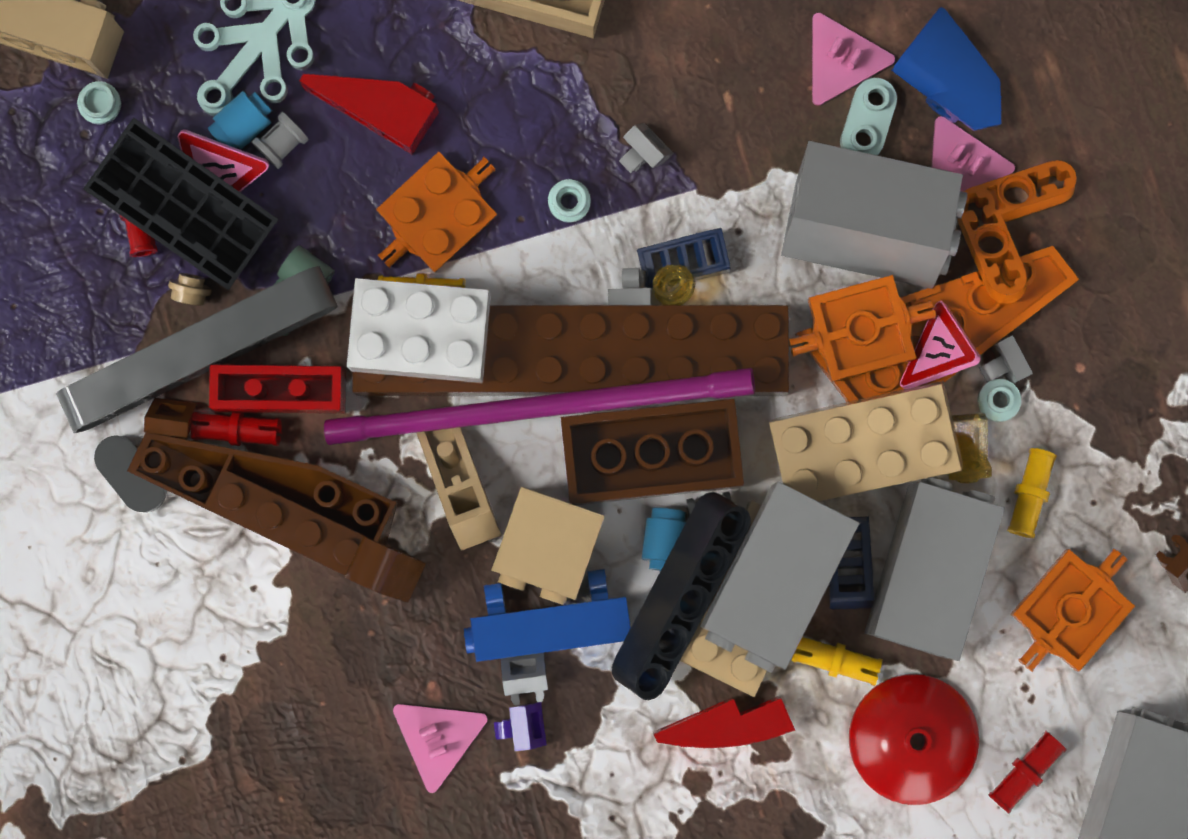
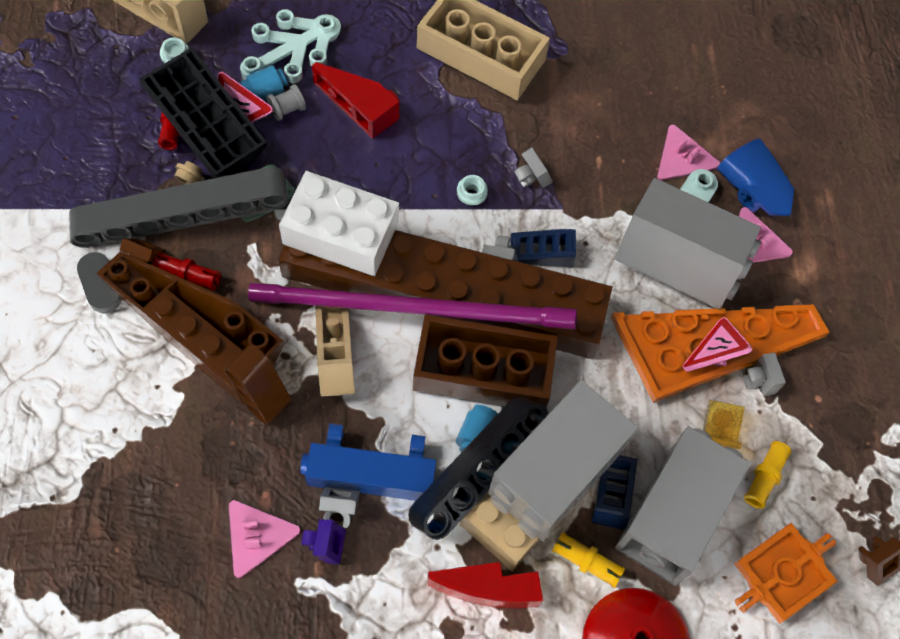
camera: 10 degrees right, 20 degrees down
(277, 389) = (226, 248): red brick -> none
(436, 212) = (381, 168): orange plate -> none
(547, 545) = (387, 404): tan brick -> none
(667, 278) = (532, 253): clear yellow plate -> none
(862, 328) = (663, 318): orange plate -> none
(868, 443) = (660, 393): tan brick -> none
(986, 404) = (752, 410): light aqua plate -> none
(998, 211) = (812, 268): orange beam -> none

